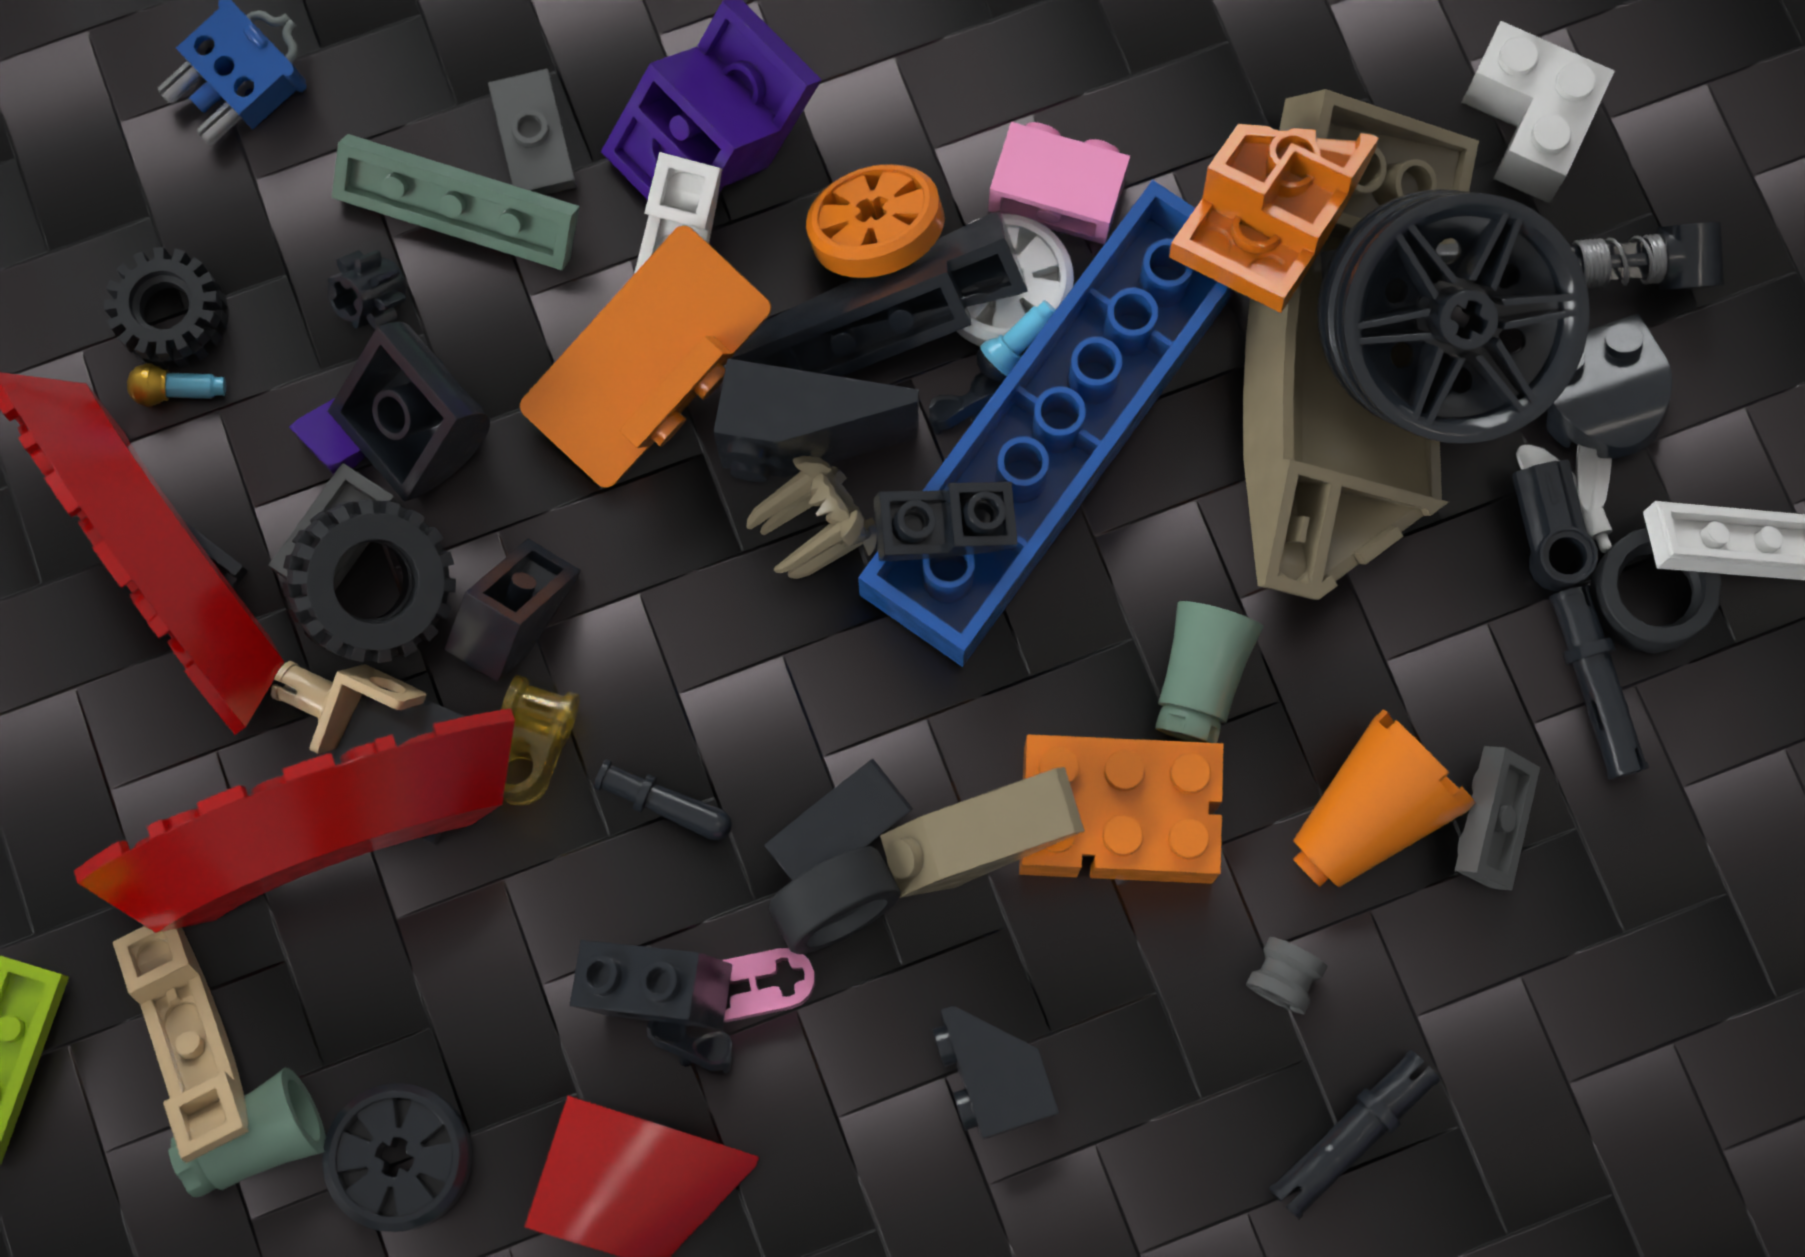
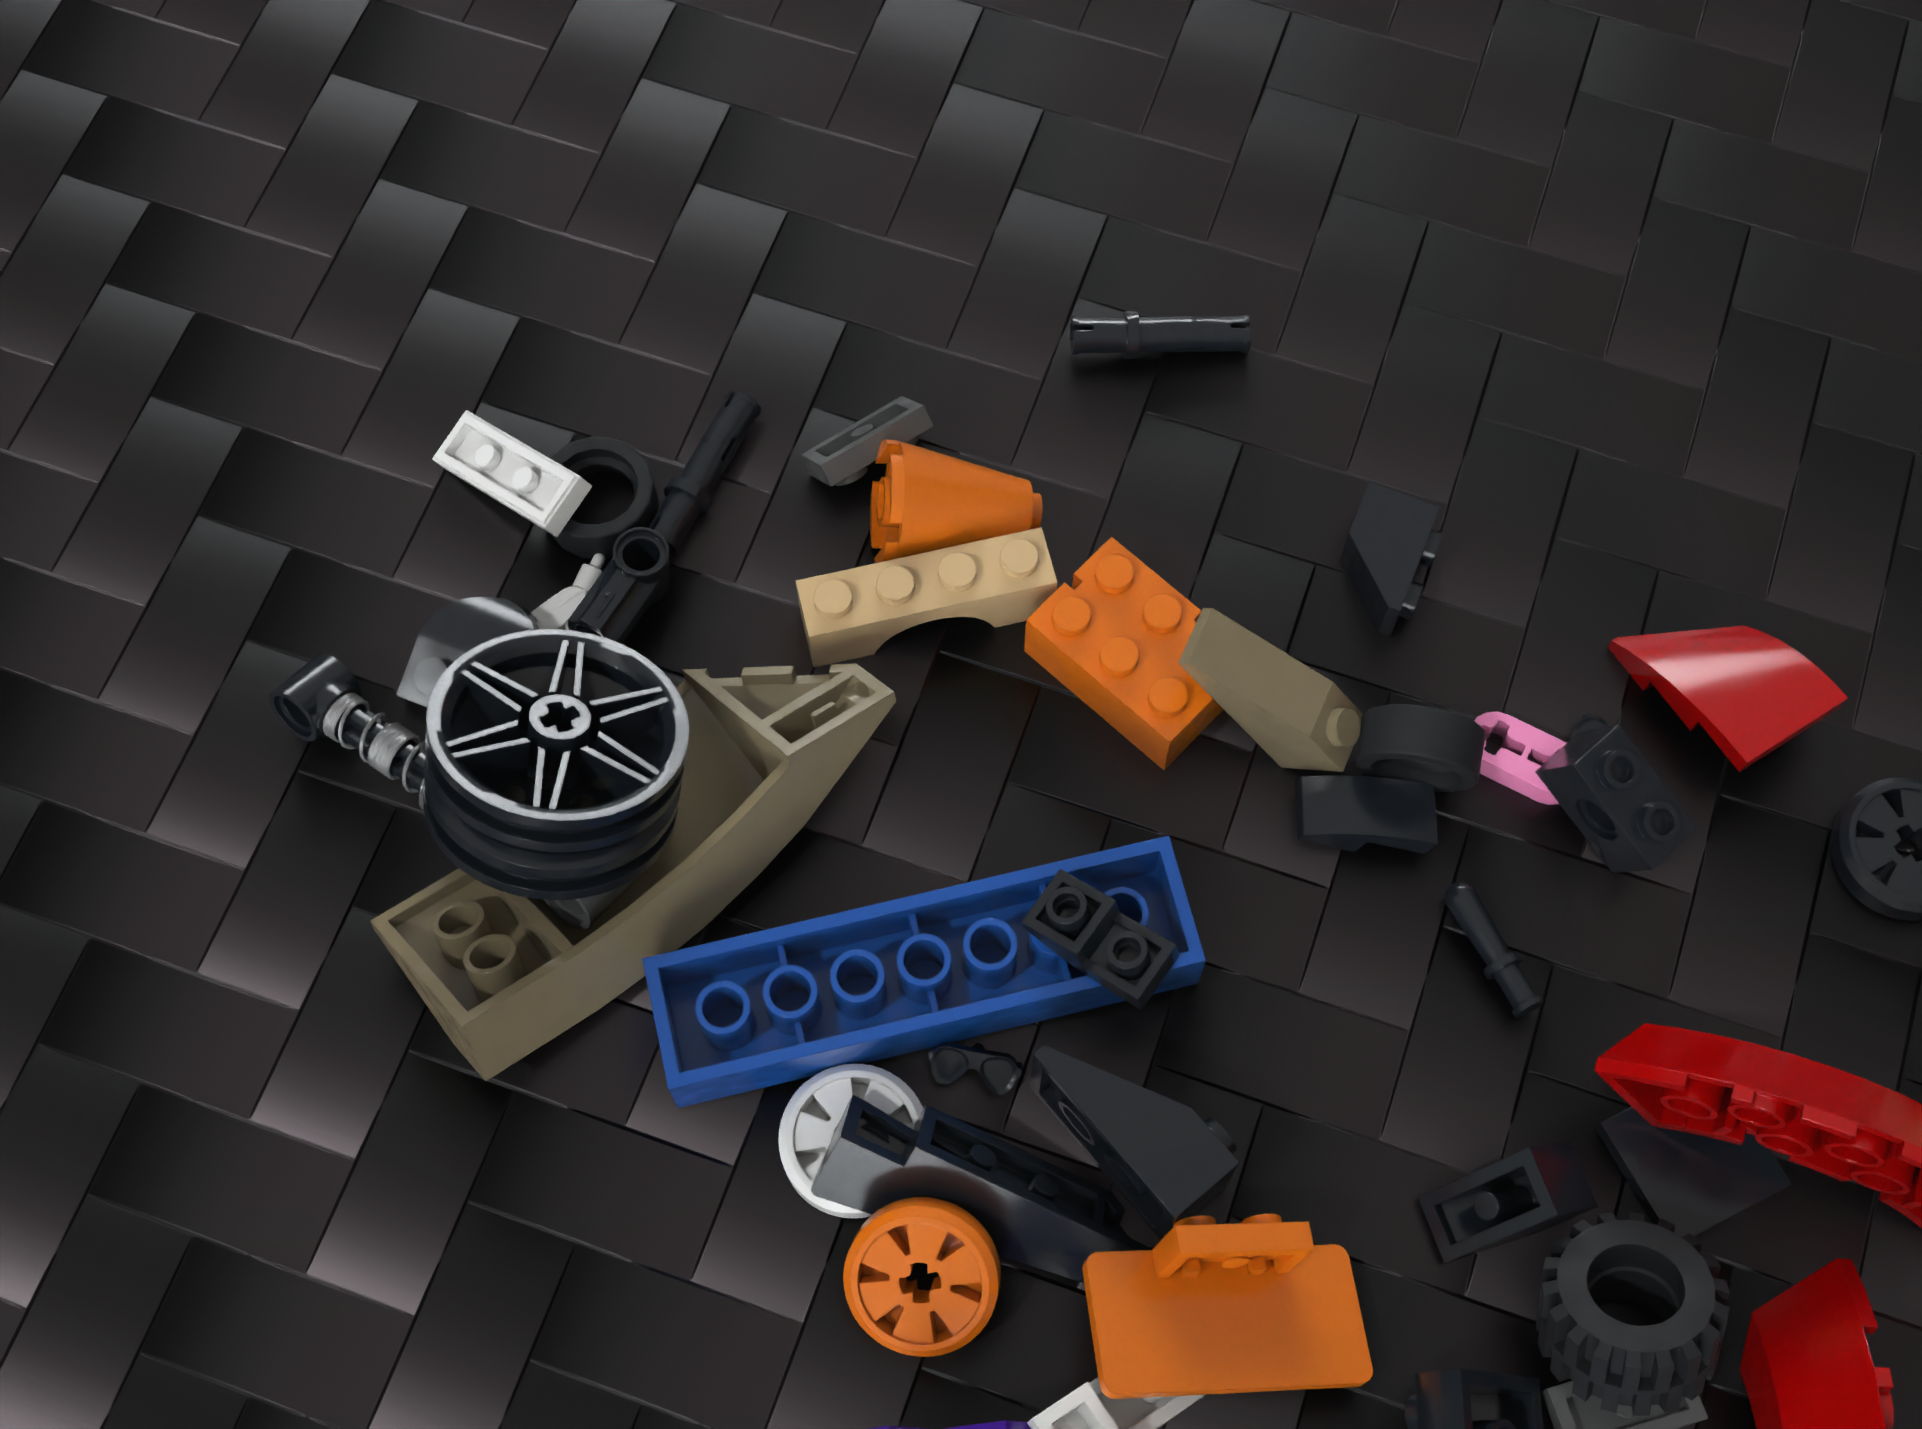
camera: 140 degrees left, 10 degrees down
(337, 700) = (1729, 1240): tan bracket -> none
(539, 734) = (1563, 1083): clear yellow piece -> none
(816, 486) = (1166, 1047): dark tan piece -> none
(1002, 353) = (918, 1071): medium azure piece -> none
(1059, 181) = (733, 1184): bright pink brick -> none
(1204, 670) = (982, 699): sand green plant -> none
(1270, 208) = (605, 966): orange slope -> none
(1286, 975) = (1116, 458): dark grey wheel -> none
(1323, 717) = (864, 606): none -> tan arch
(1548, 99) = (286, 896): white brick -> none

